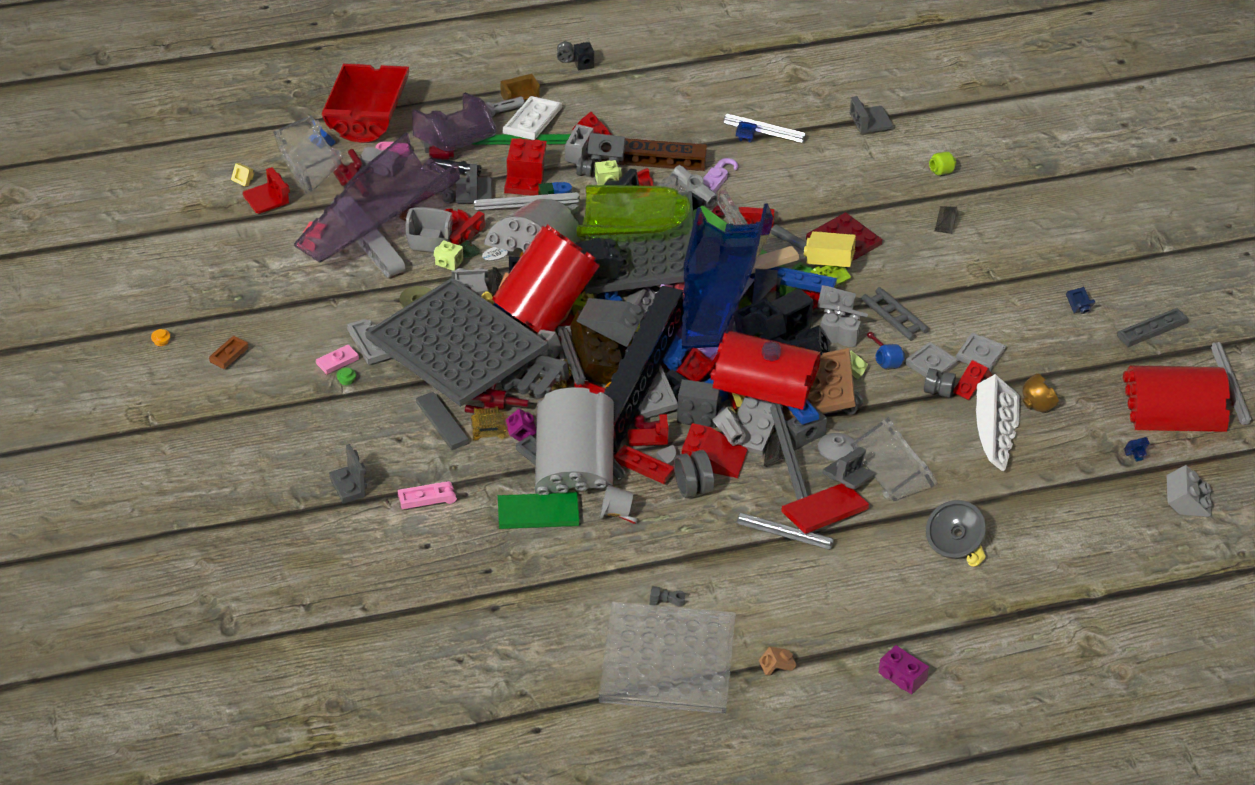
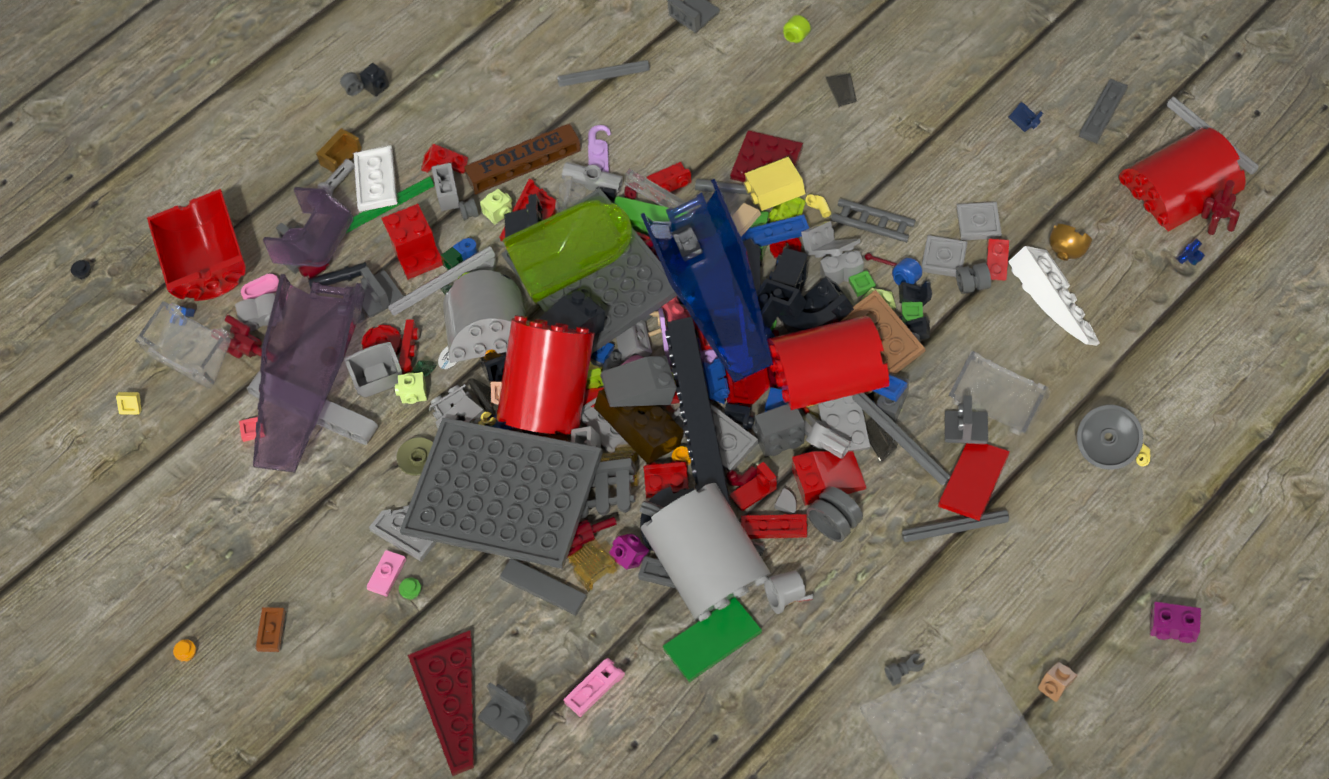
camera: 25 degrees left, 15 degrees up
(268, 195) = (172, 412): red bracket -> none
(275, 82) = (81, 269): none -> black plate
(318, 449) = (447, 688): none -> dark red wing
(571, 356) = (622, 443): dark grey axle -> none
(598, 141) = (489, 171): dark grey brick -> none
(724, 247) = (687, 242): none -> black bracket
(746, 130) = (591, 86): clear blue tile -> none
(771, 350) = (833, 345): clear purple tile -> none
(835, 446) = (929, 407): light grey dish -> none
(849, 343) = (861, 283): none -> bright green plate
(860, 282) = (818, 203): none -> light yellow arm
(868, 393) = (920, 326): none -> black bracket
(871, 384) = (912, 310): none -> bright green plate
(883, 373) = (915, 293): none -> black bracket
(1187, 424) = (1221, 207): none -> dark red plant
(1188, 493) = (1268, 277): light grey slope -> none

